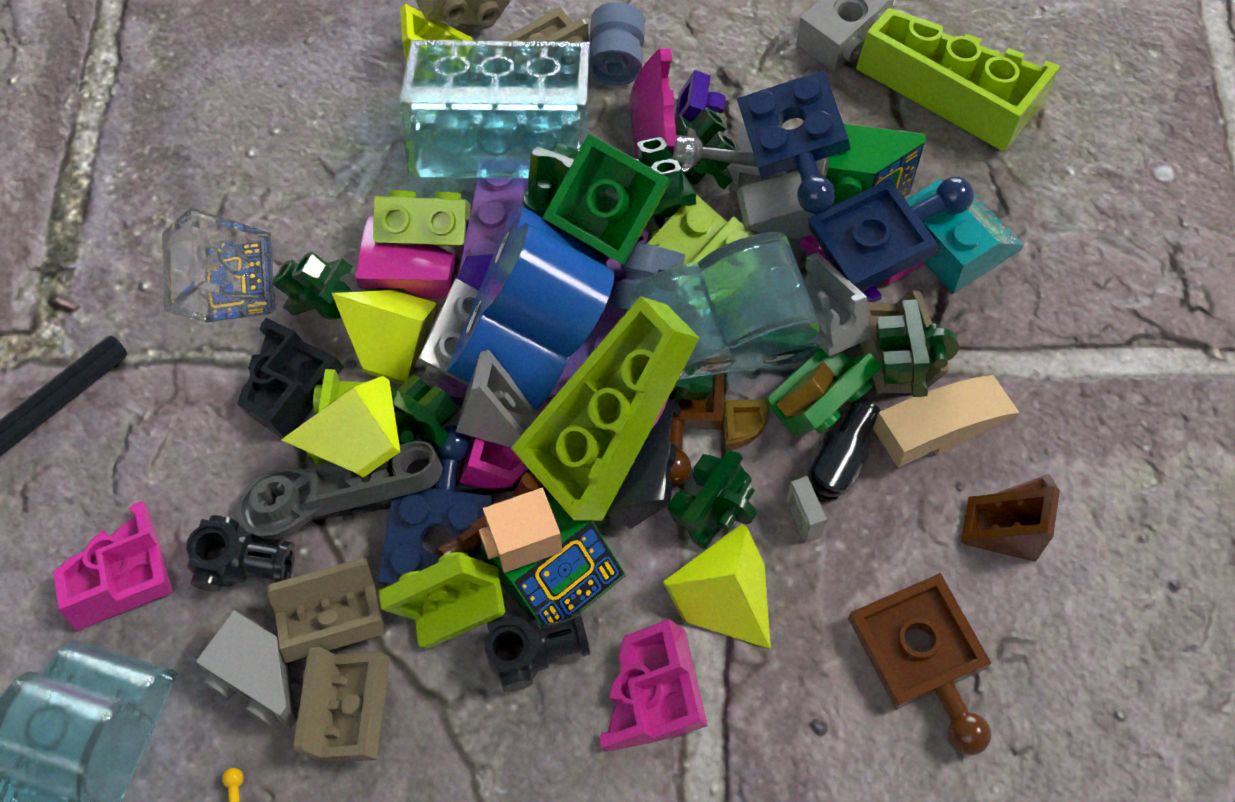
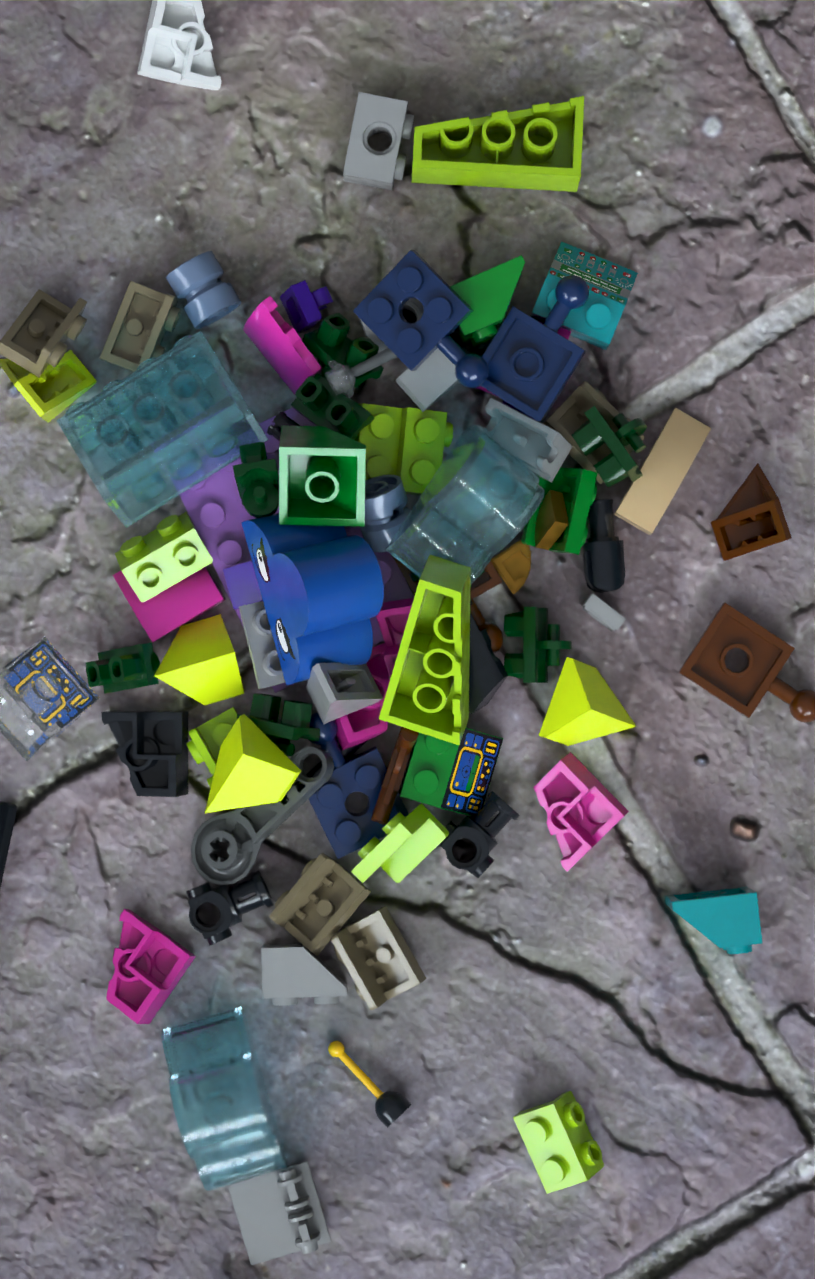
camera: 35 degrees left, 25 degrees up
(521, 530) = (428, 777): light nougat brick -> none

